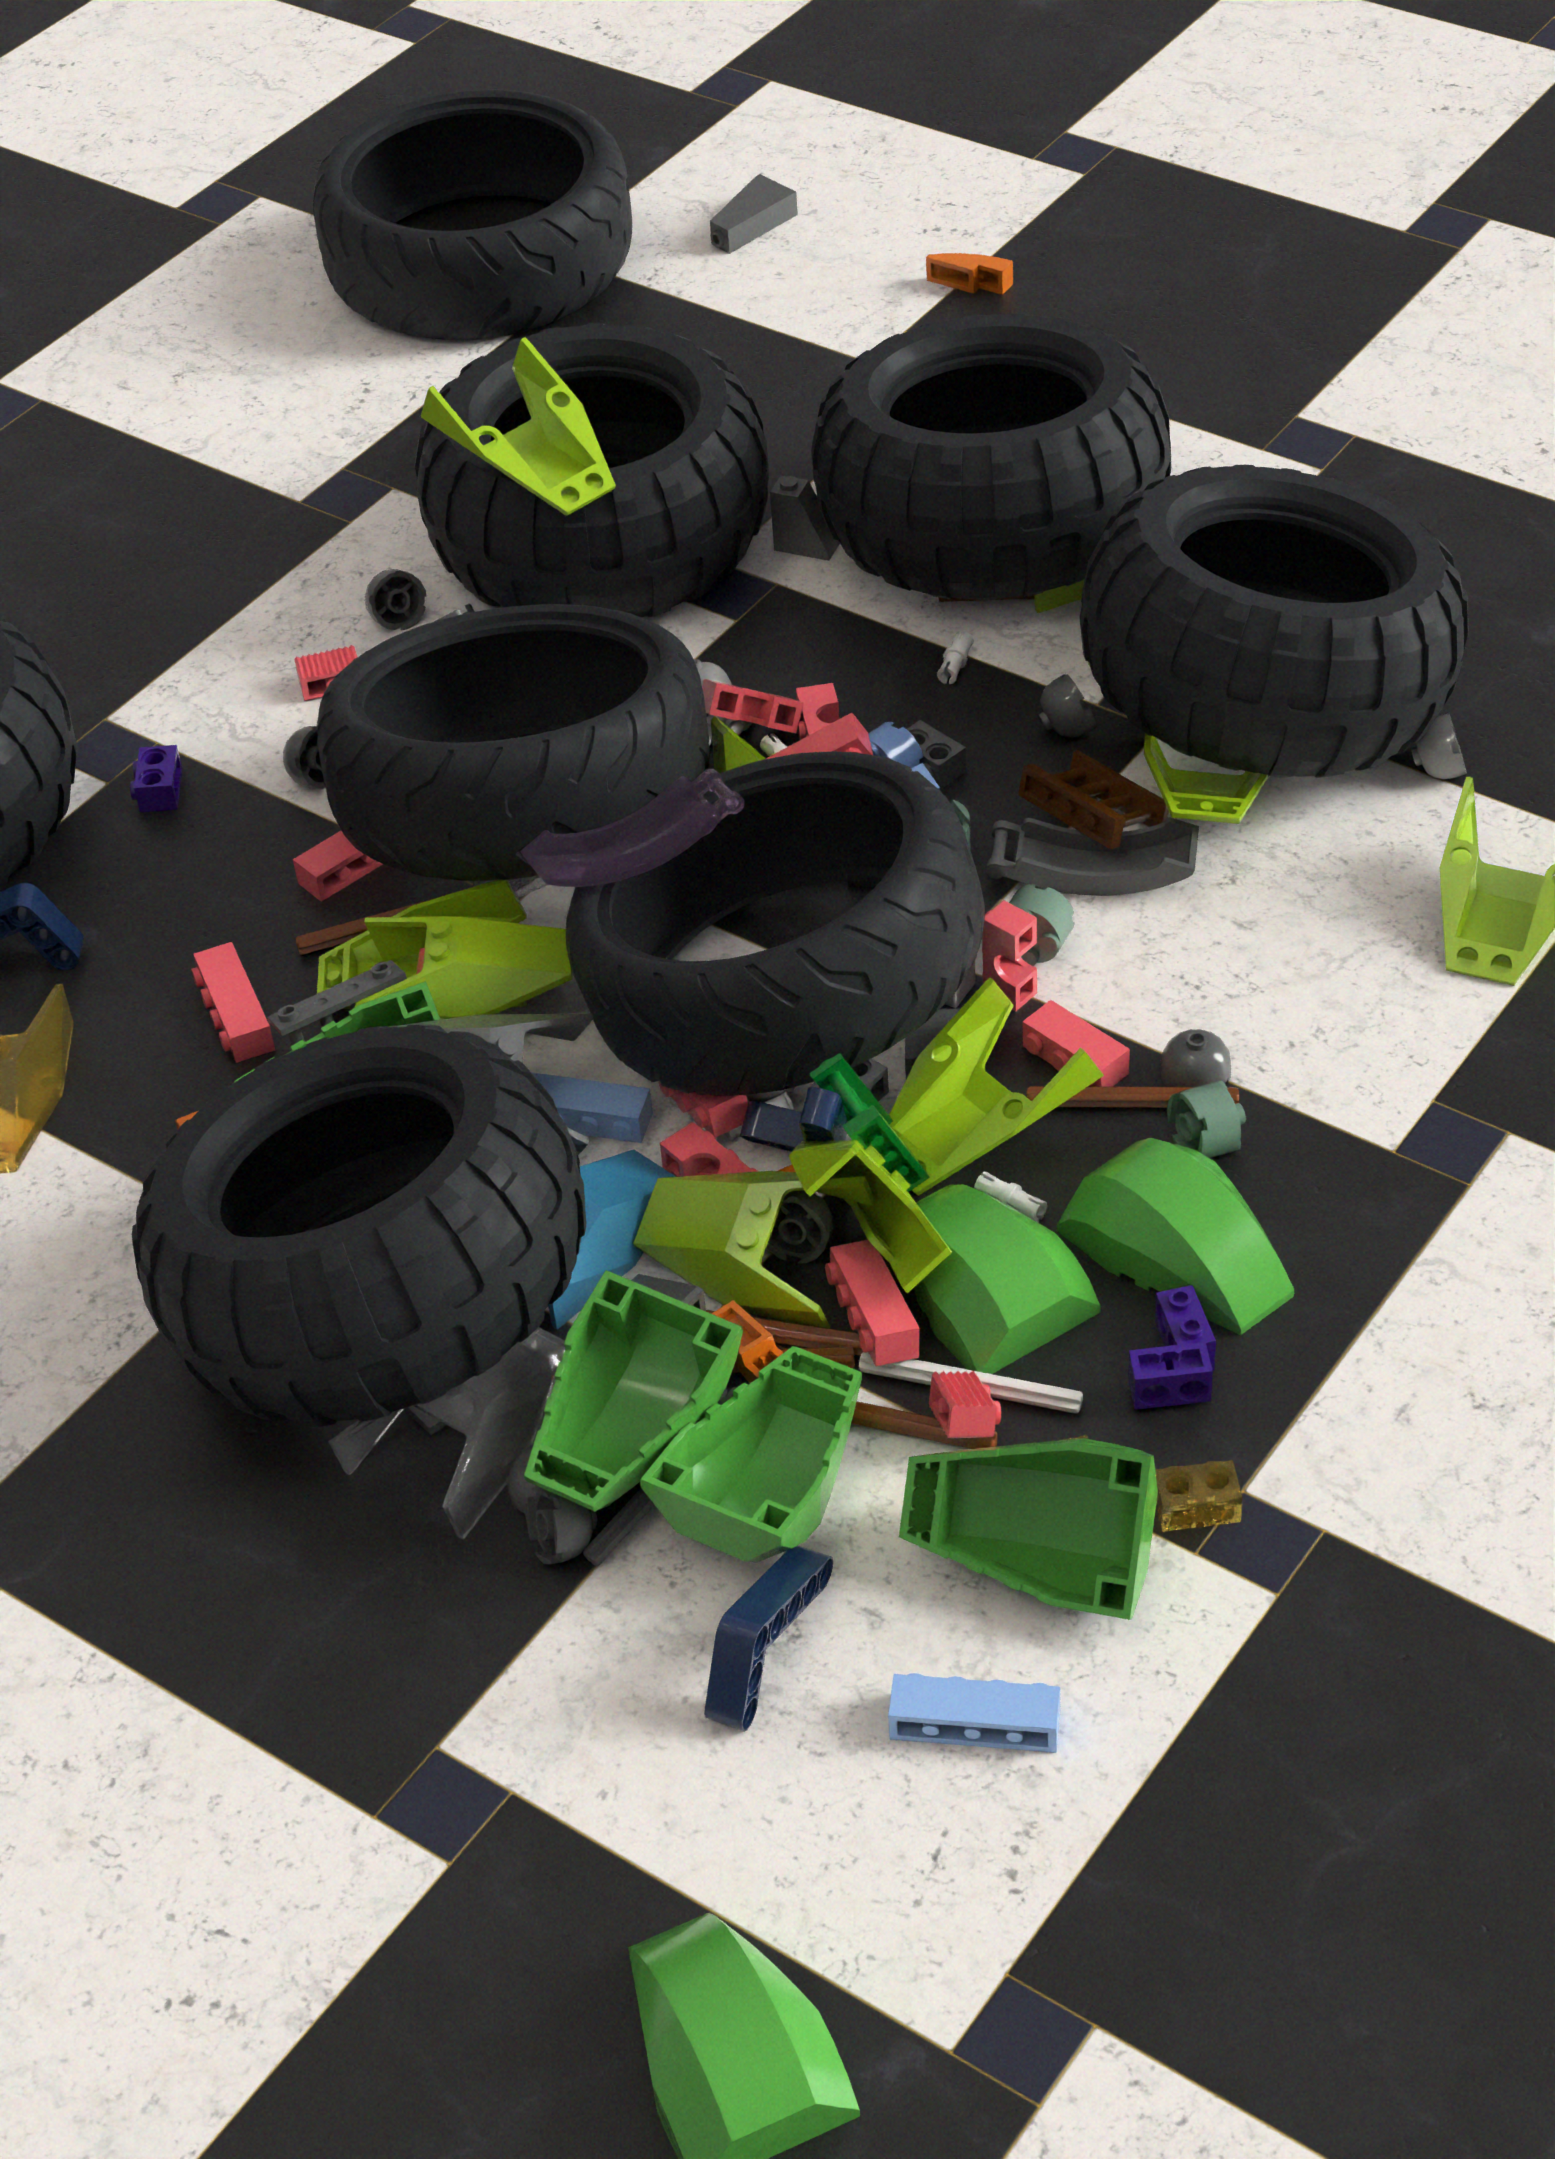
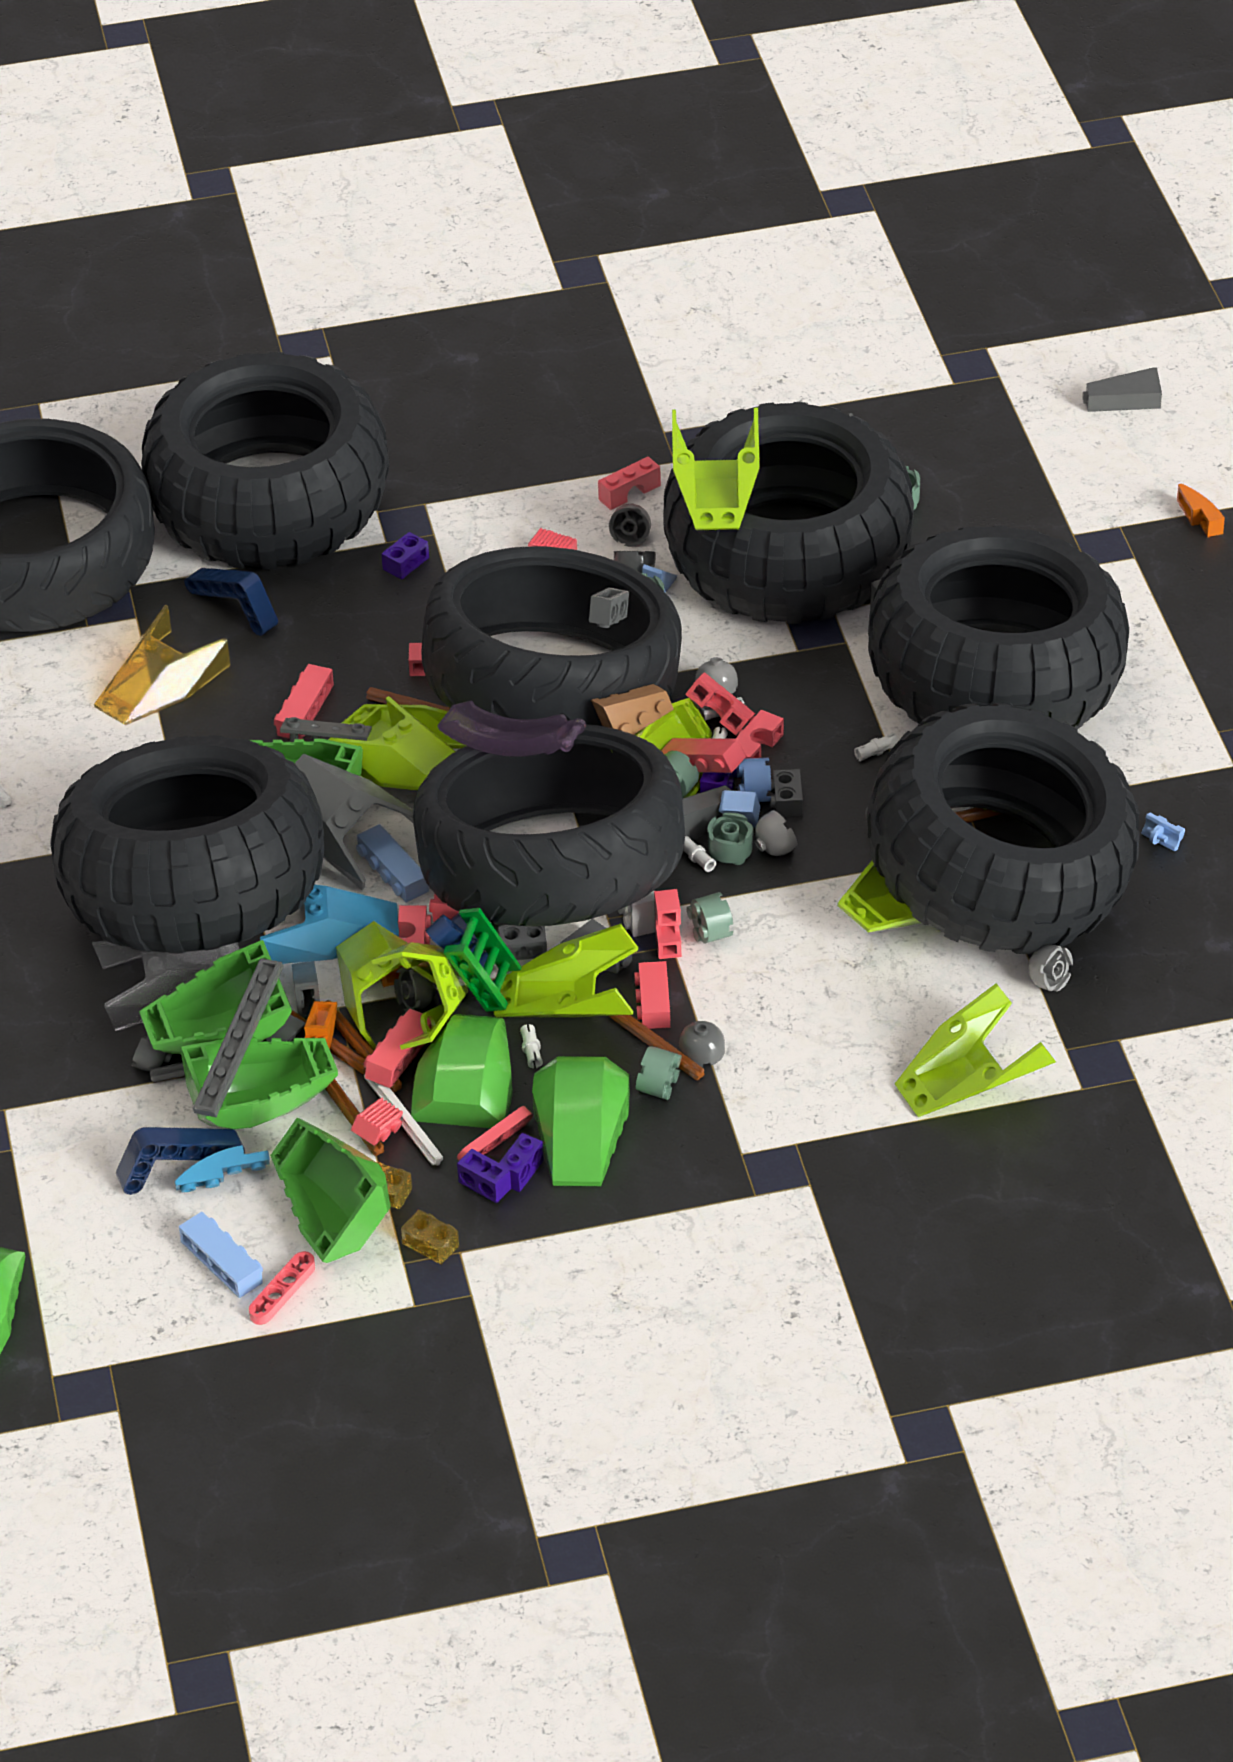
camera: 40 degrees right, 0 degrees up
(339, 550) = (615, 487): none -> coral arch
(481, 278) = (942, 356): black tyre -> none
(591, 635) = (608, 607): none -> dark grey brick
(720, 1413) = (238, 1038): none -> dark grey tile
(722, 737) = (633, 709): none -> medium nougat wedge
(833, 1606) = (211, 1169): none -> dark azure slope
(985, 796) = (773, 835): none -> light grey cylinder
(1083, 812) = (810, 875): reddish brown fence -> none
(1083, 866) = (789, 902): dark grey windscreen -> none
(1099, 1696) = (286, 1290): none -> coral beam
(1112, 1325) = (499, 1132): none -> coral beam

